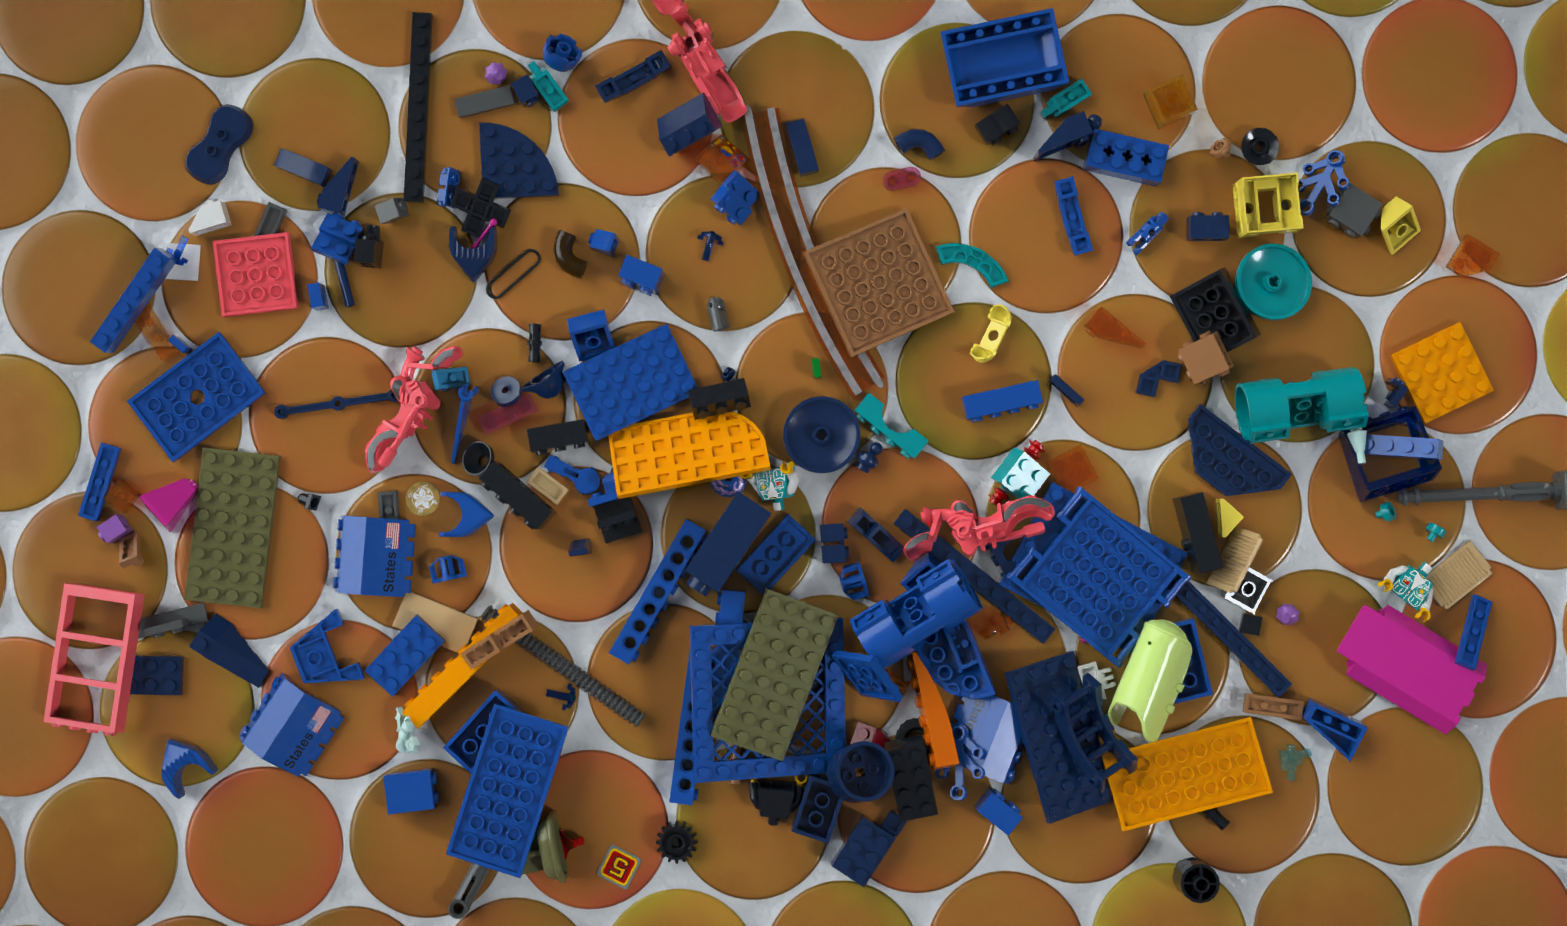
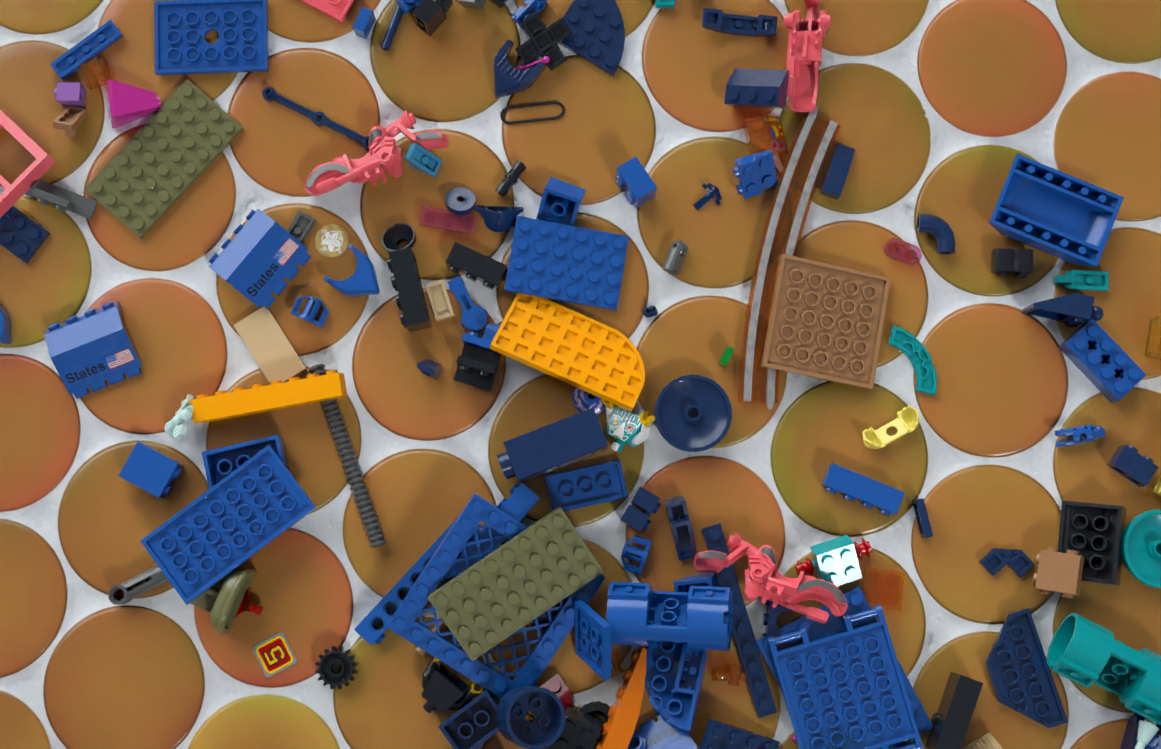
camera: 30 degrees right, 5 degrees down
(227, 648) = (88, 247): dark blue wedge -> none
(310, 501) = (240, 179): black piece -> none
(316, 657) = (154, 309): blue wing -> none
(405, 655) = (226, 356): blue plate -> none
(466, 398) = (425, 182): blue flag -> none
(499, 639) = (311, 395): medium nougat slope -> none
(564, 255) = (584, 127): dark brown cylinder -> none
(570, 698) = (334, 486): clear blue piece -> none
(603, 242) = (623, 136): blue slope -> none
(619, 648) = (404, 473): blue brick -> none
(719, 398) = (629, 325): black brick -> none
(868, 460) = (716, 460): dark blue animal -> none
(909, 442) = (760, 470): teal arch -> none
(1072, 216) = (1024, 378): blue slope -> none
(1107, 327) = (993, 491): clear orange slope -> none
(1227, 517) = (987, 720): light yellow slope -> none

